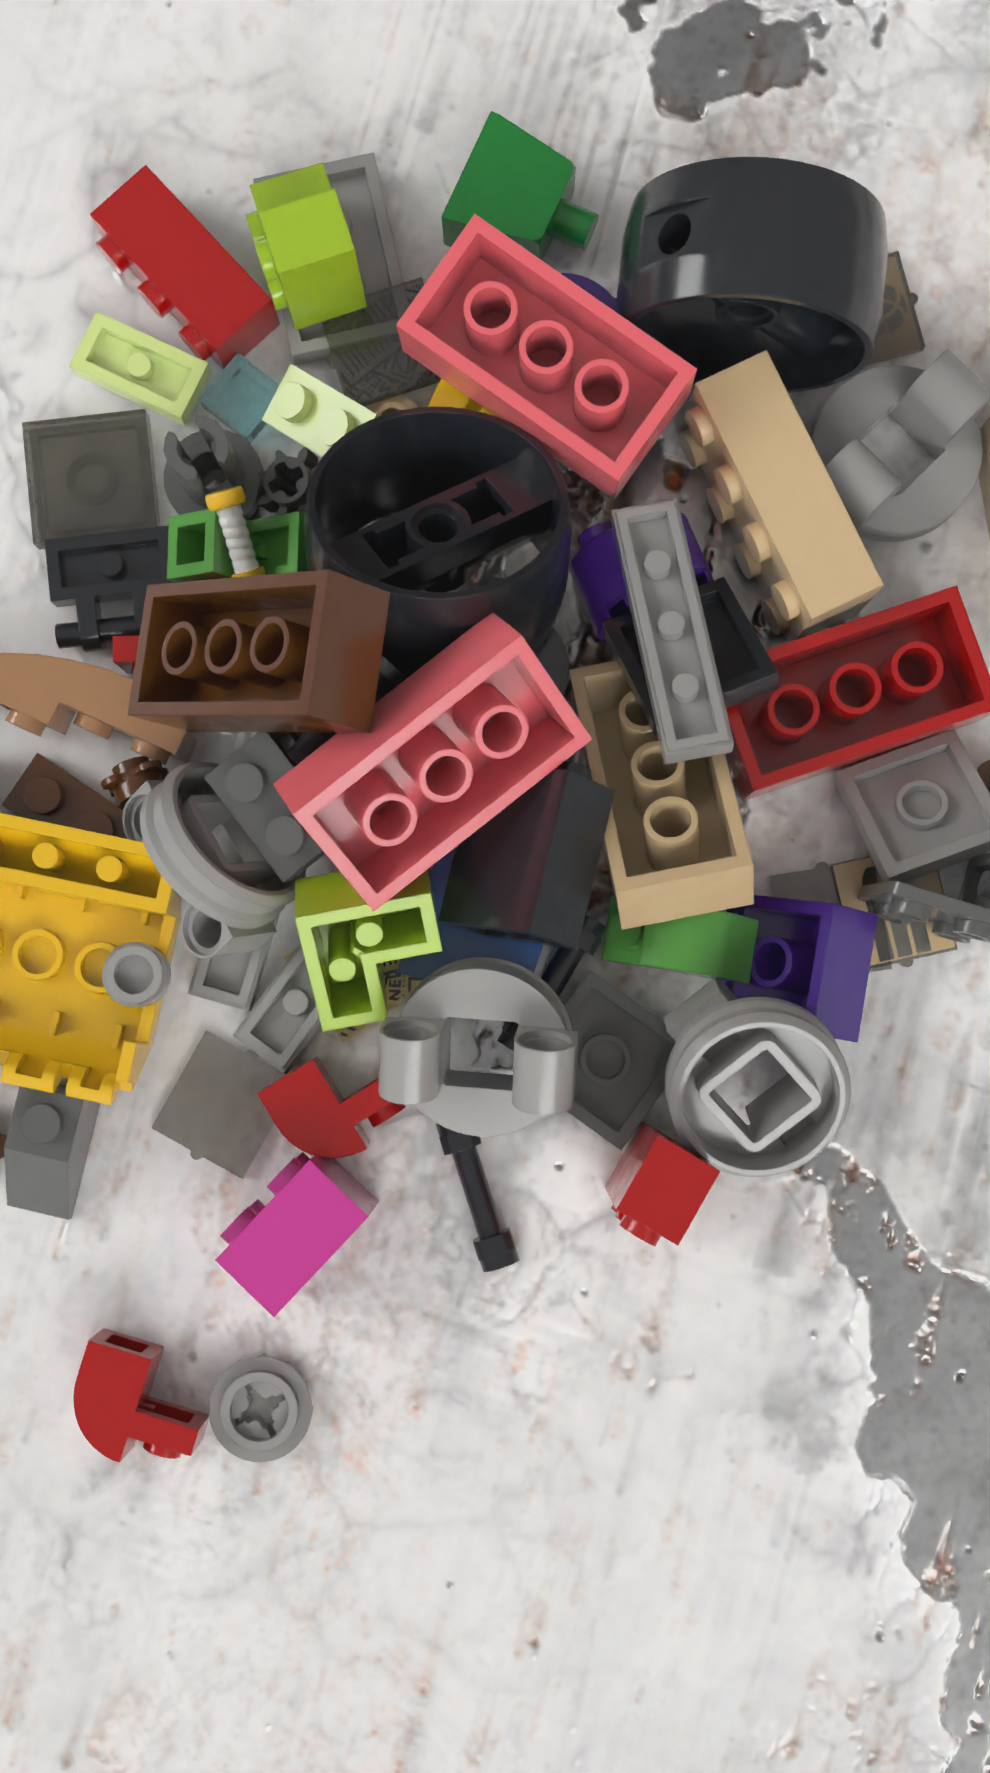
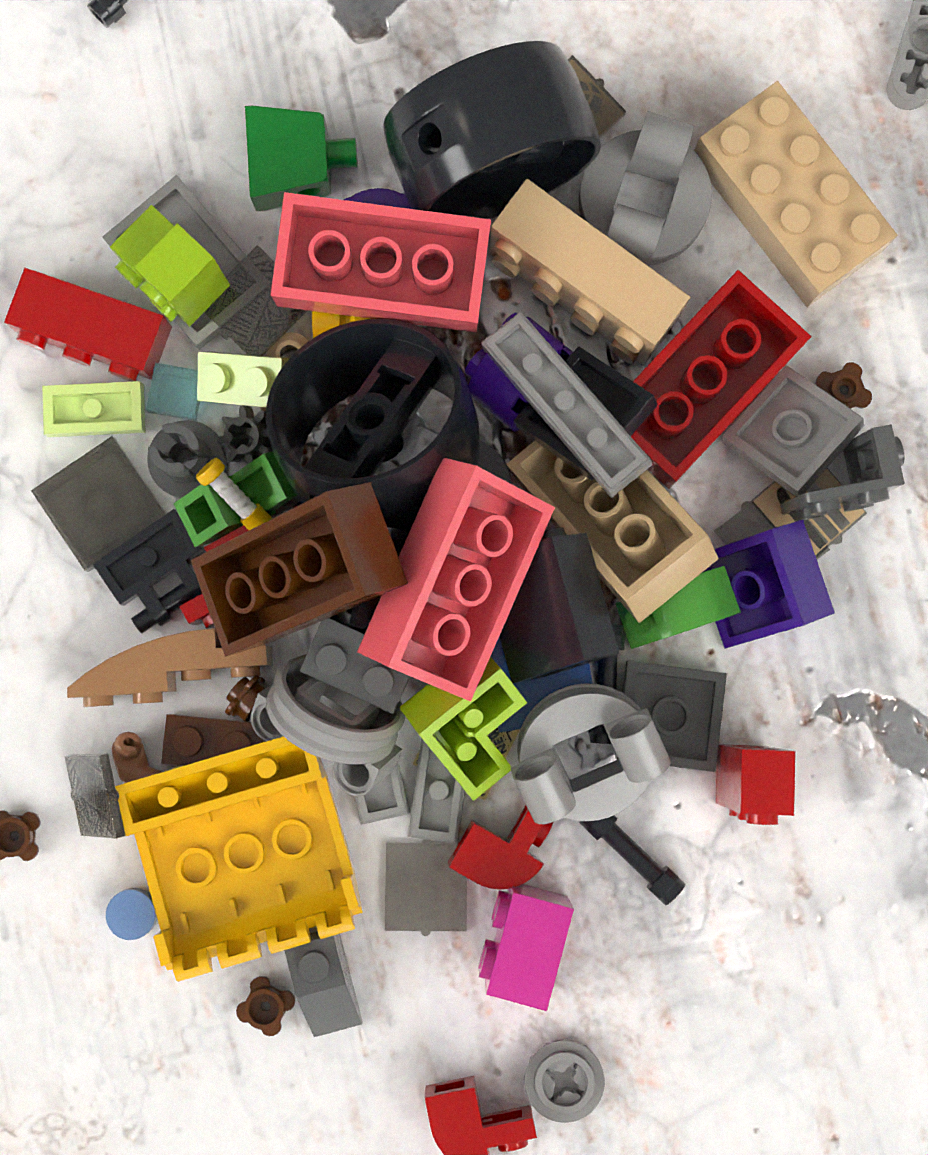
camera: 35 degrees left, 0 degrees up
(136, 974) = (321, 830): light grey tile -> none
(789, 1119) = (818, 688): light grey piece -> none

